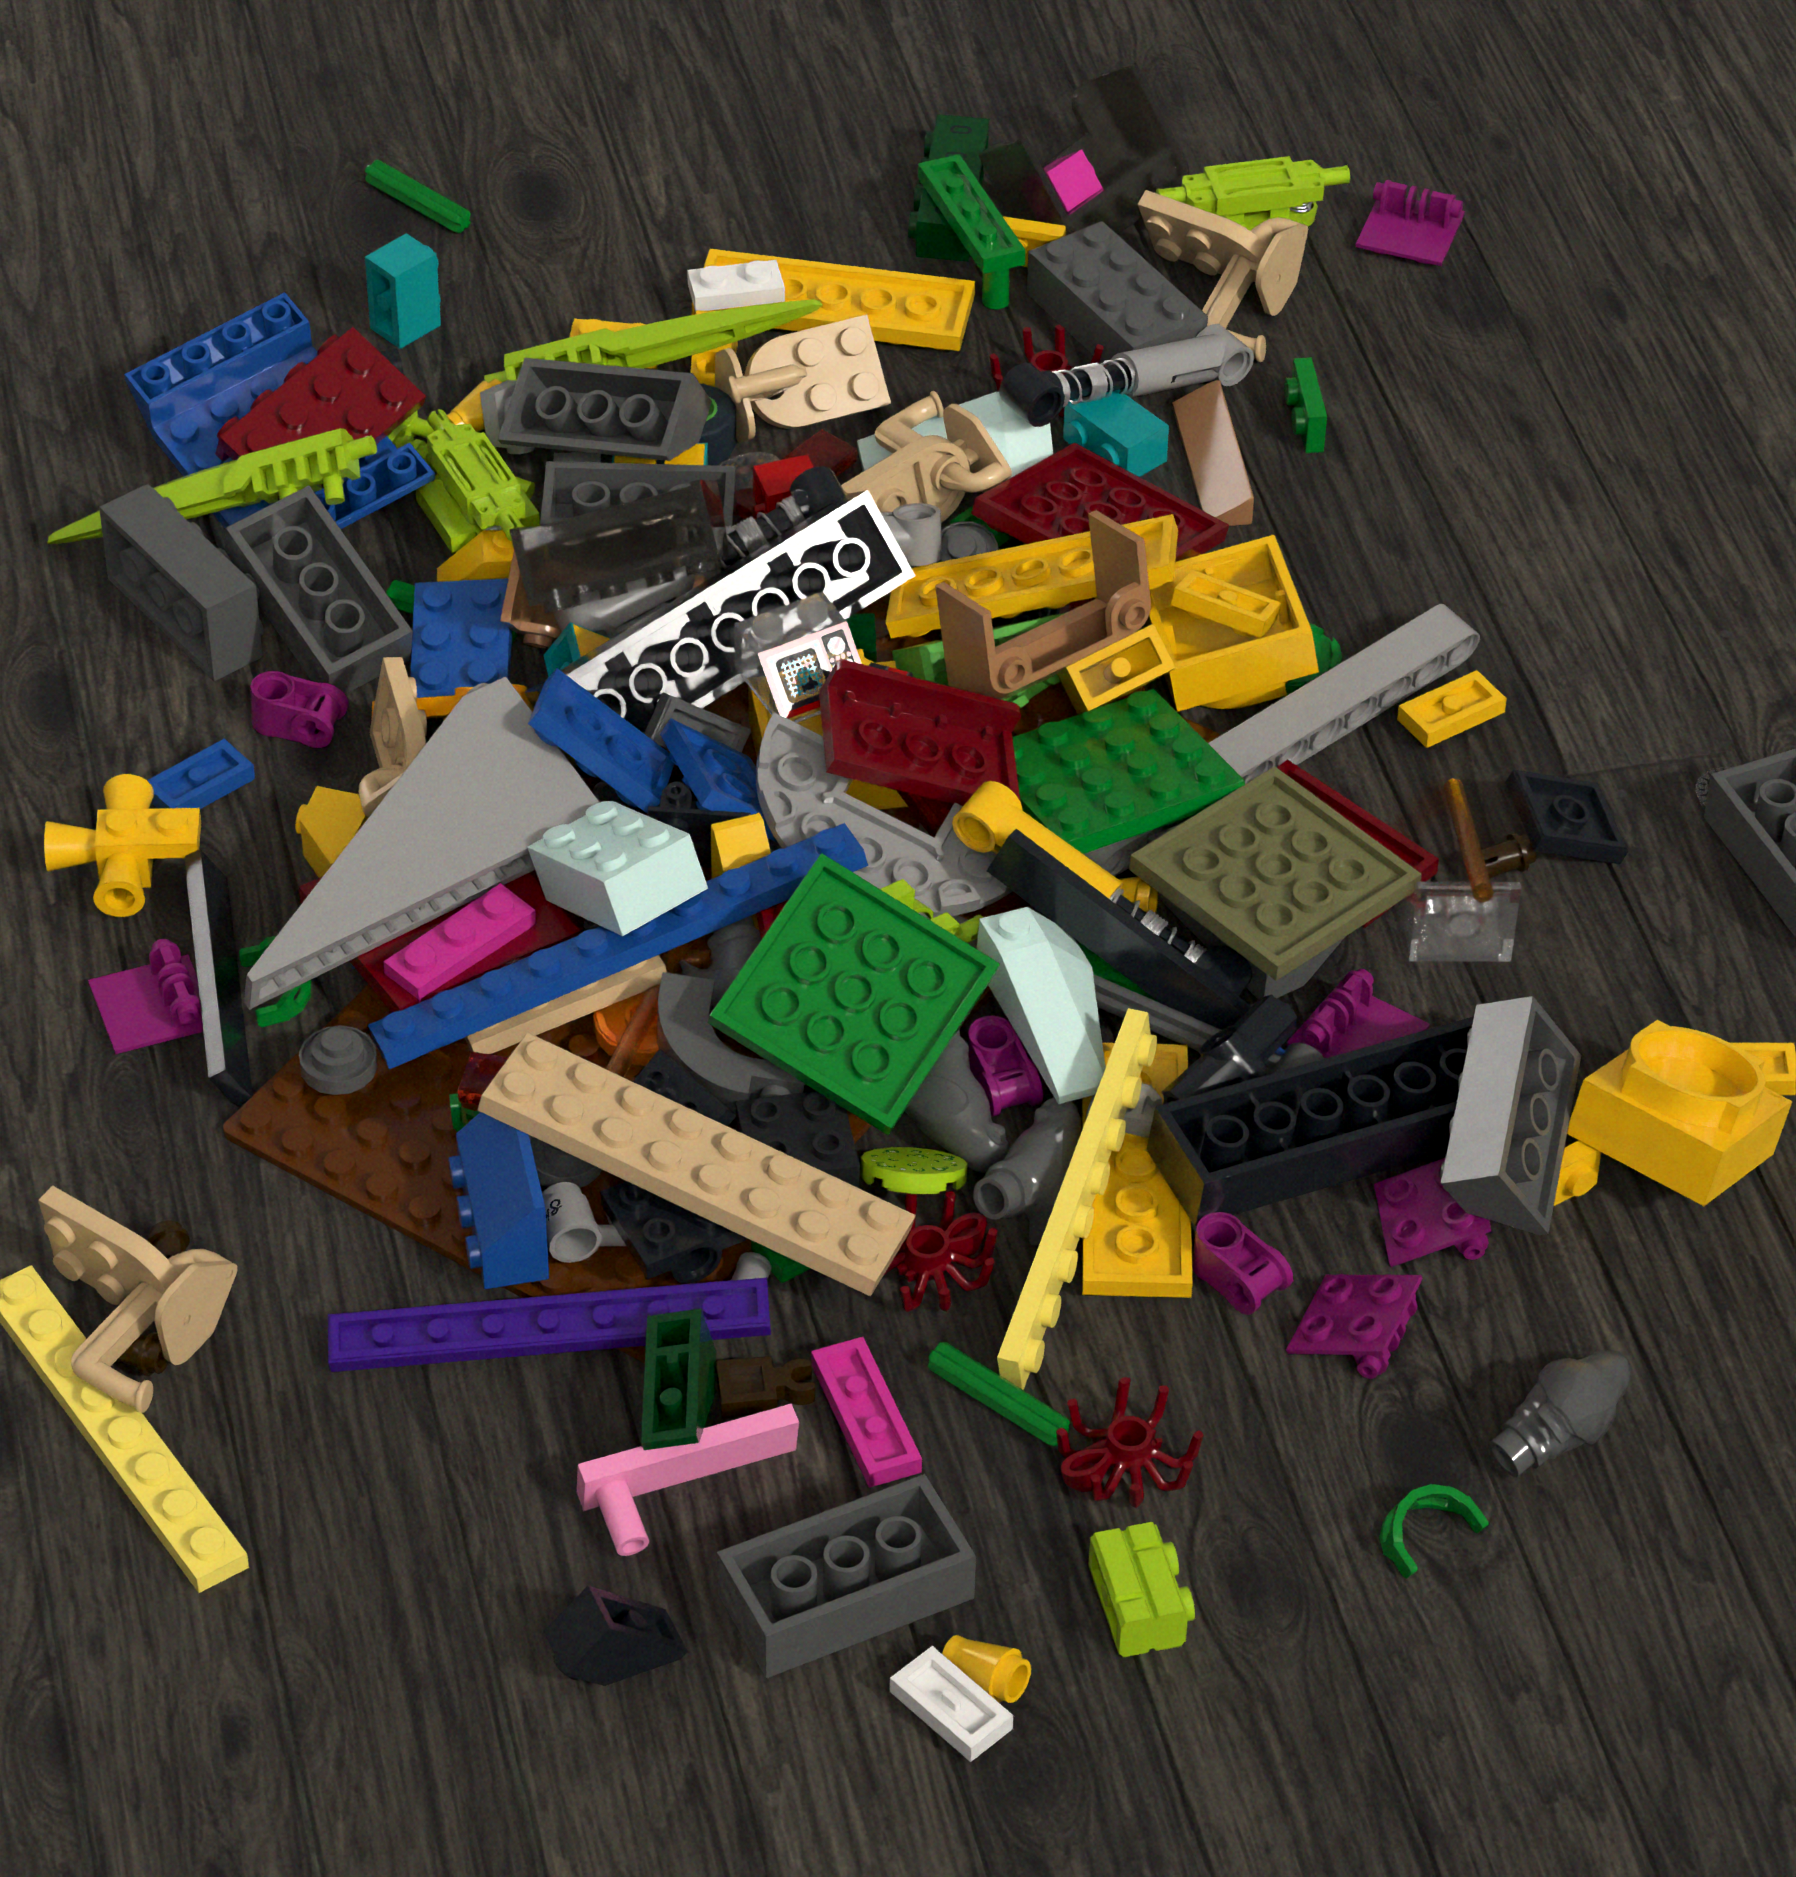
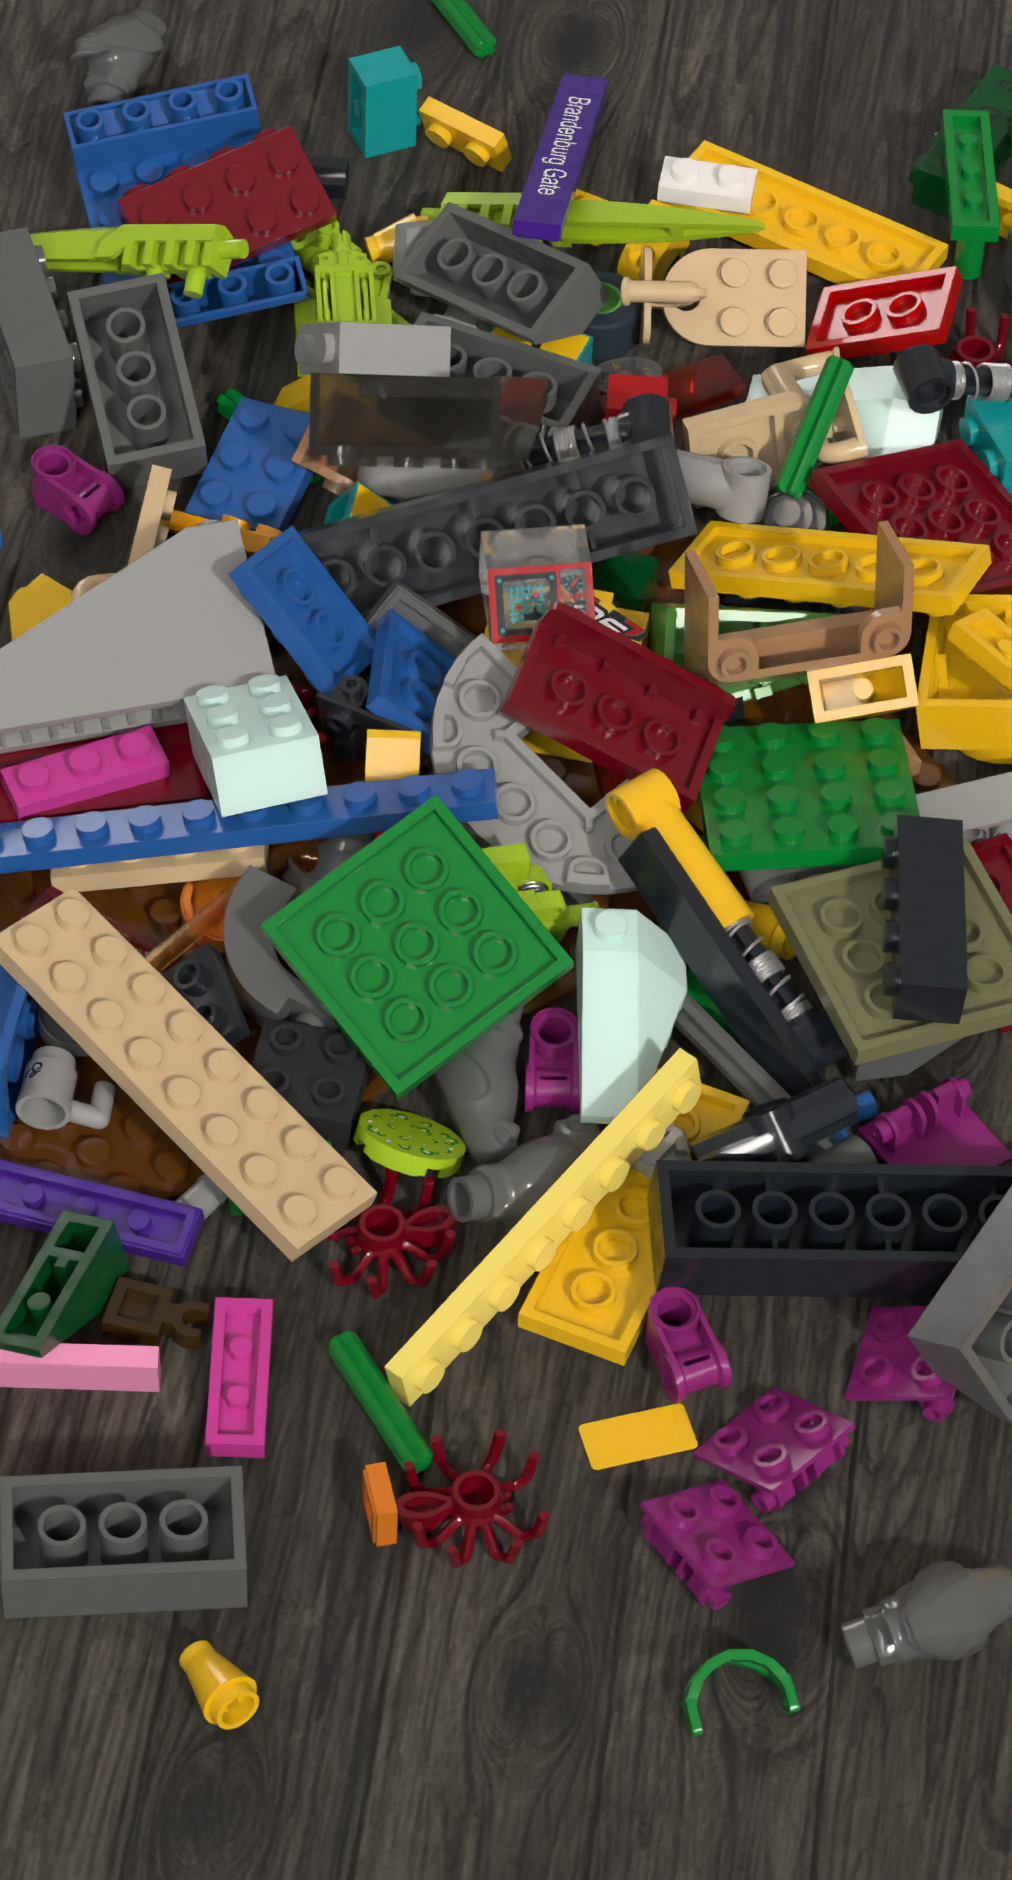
camera: 20 degrees right, 5 degrees up
(130, 317) = (119, 54): none -> dark grey animal
(488, 301) = (471, 137): none -> yellow plate
(541, 498) = (374, 349): none -> light grey brick
(600, 294) = (560, 158): none -> dark purple tile
(666, 1235) = (125, 1136): black plate -> none
(951, 1703) = (164, 1710): white plate -> none
(955, 353) = (885, 313): none -> red plate
(958, 461) = (814, 427): none -> green axle
(1048, 1474) = (379, 1504): none -> orange tile
(1140, 1589) = (407, 1656): lime brick -> none
(1231, 1352) = (637, 1436): none -> yellow sticker
(1283, 838) = (926, 920): none -> black brick
(1354, 1410) = (711, 1540): none -> magenta hinge

